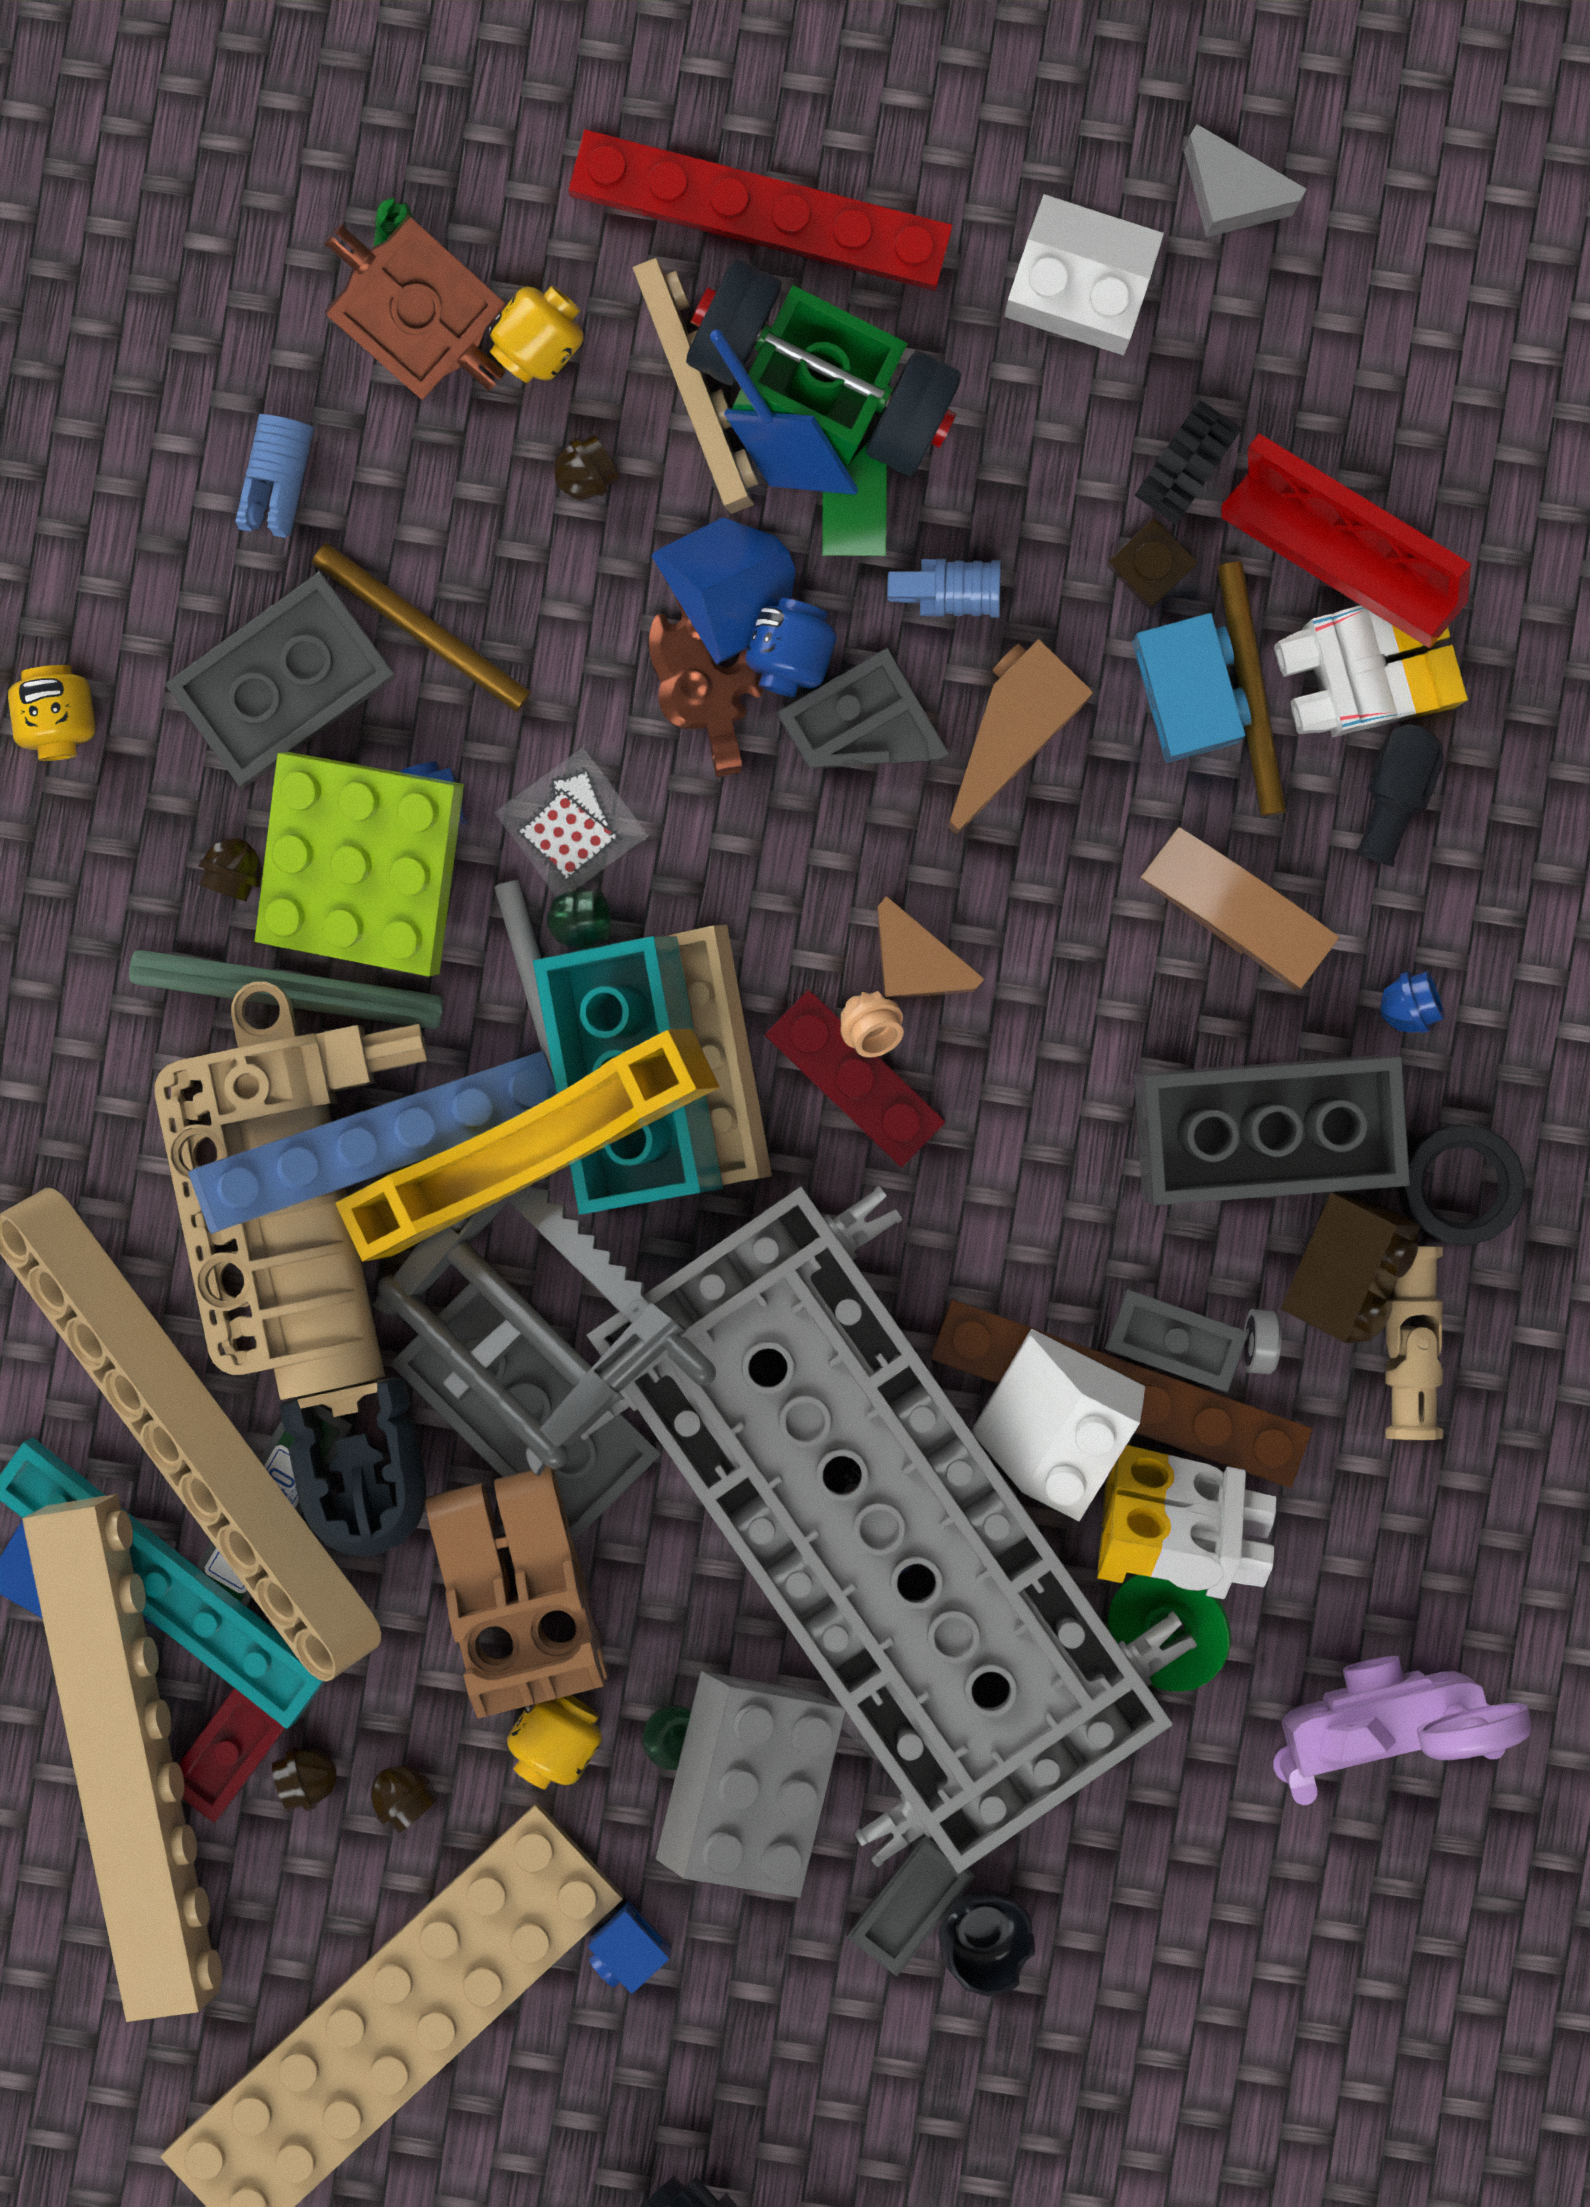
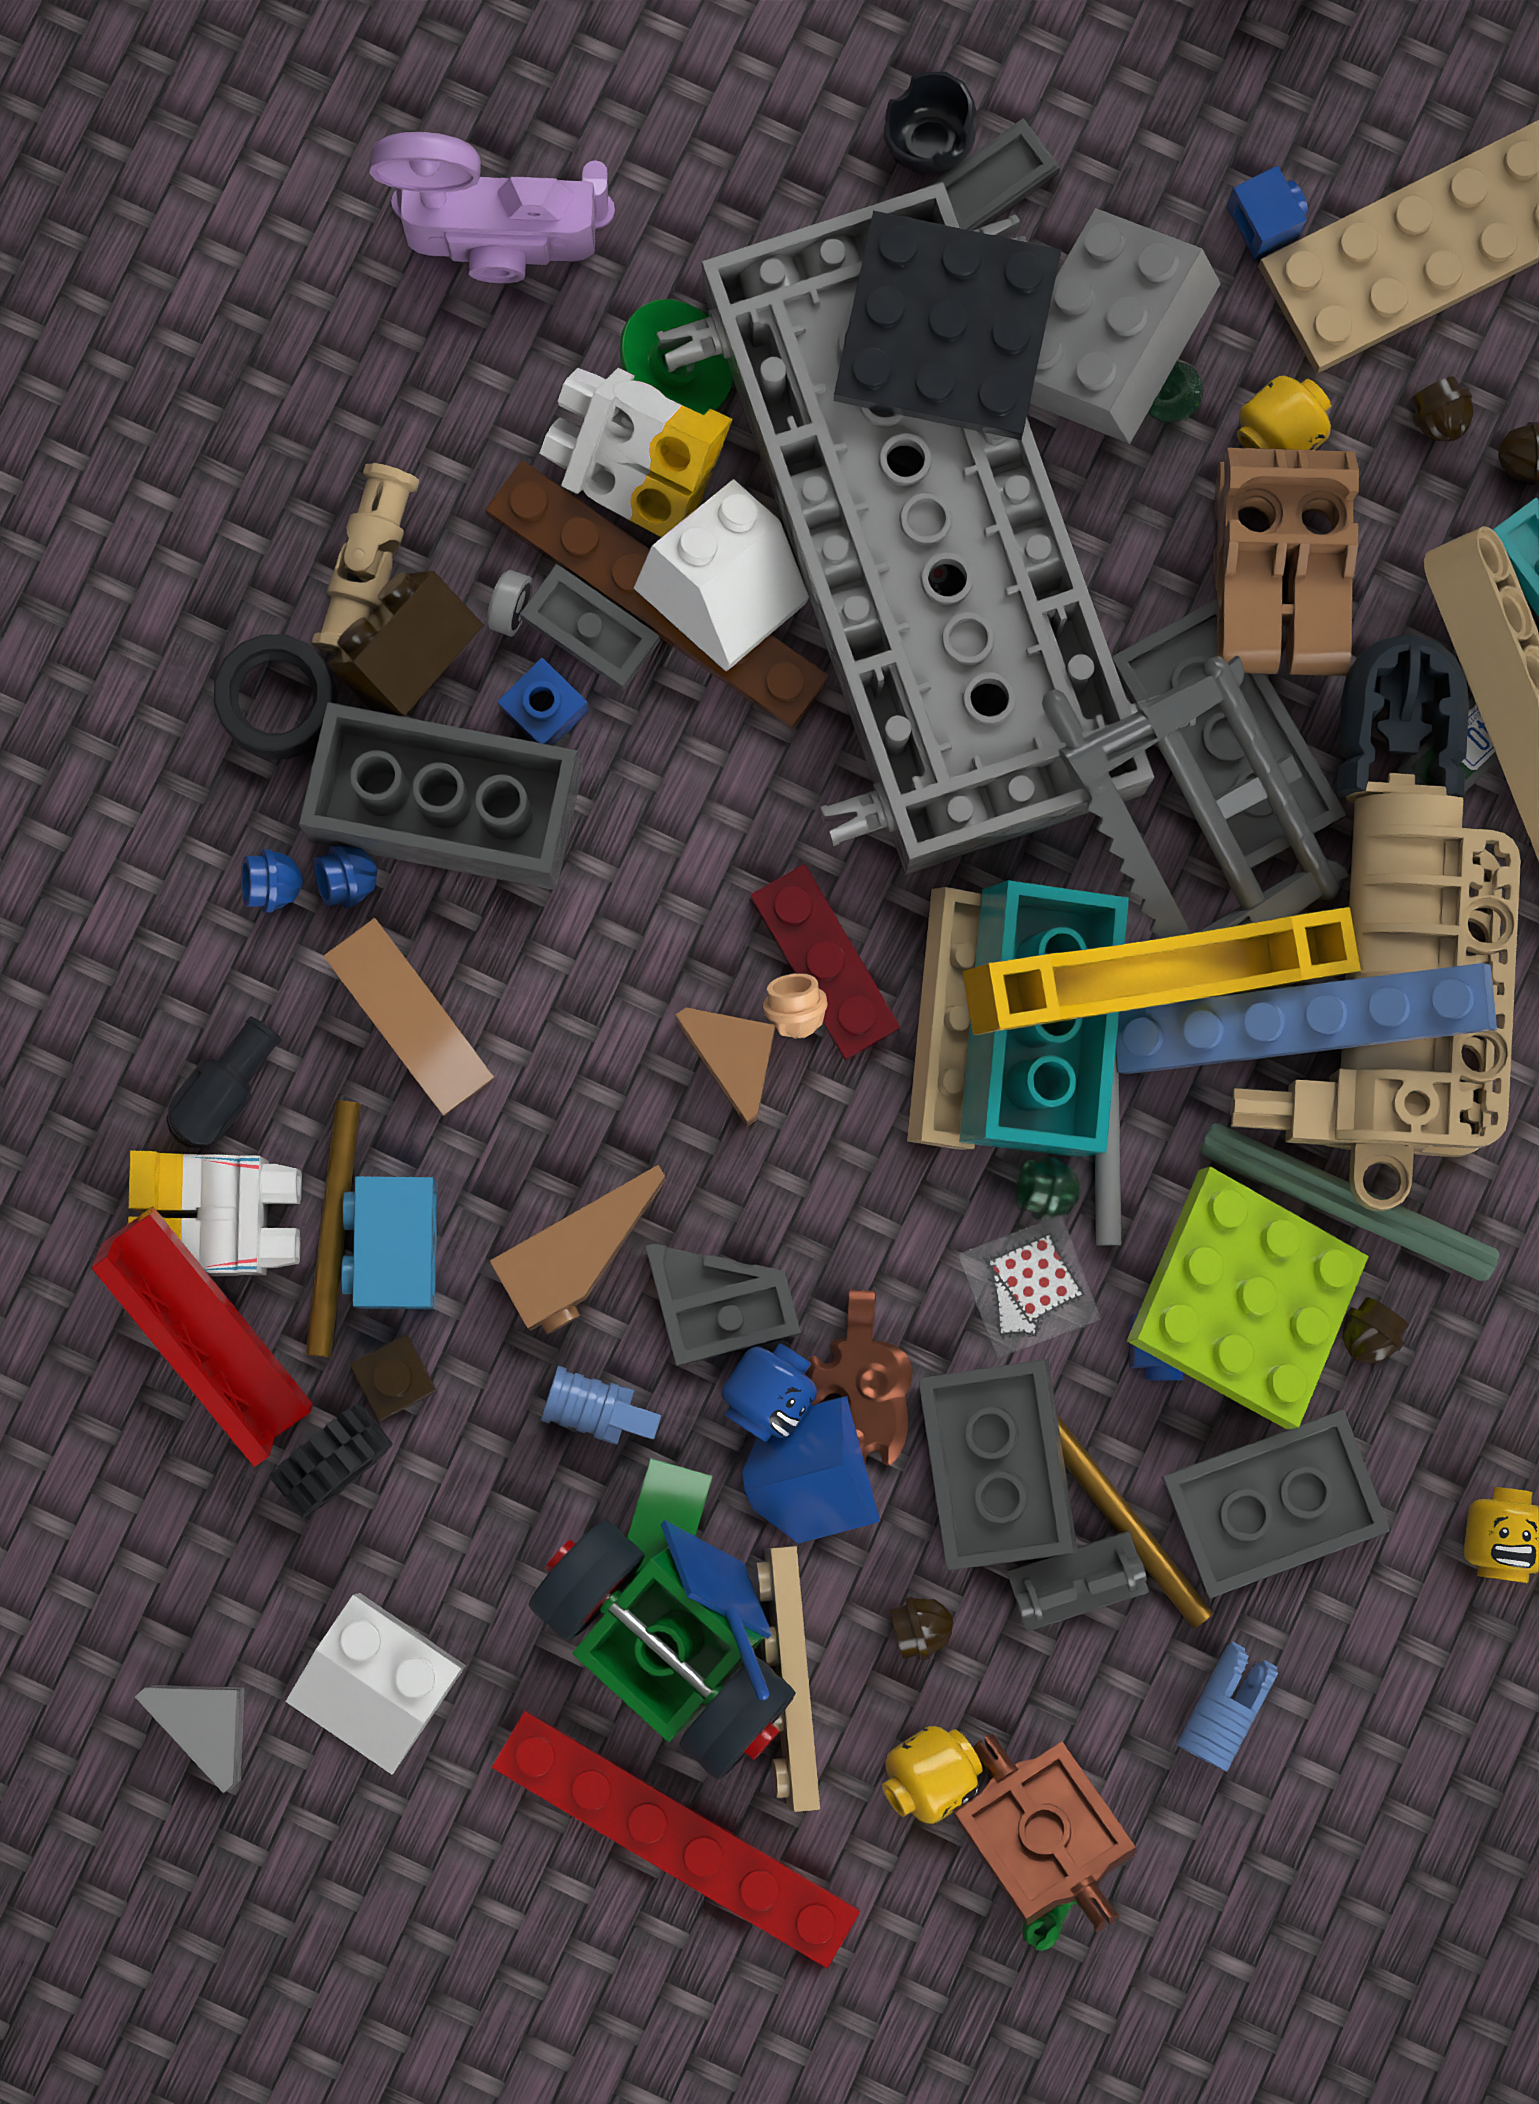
camera: 170 degrees left, 5 degrees down
(448, 555) = (1078, 1581): none -> dark grey hinge
(554, 640) = (998, 1465): none -> dark grey plate
(913, 1727) = (947, 325): none -> black plate
(1176, 1253) = (549, 725): none -> blue plate
(1341, 1028) = (344, 875): none -> blue plate

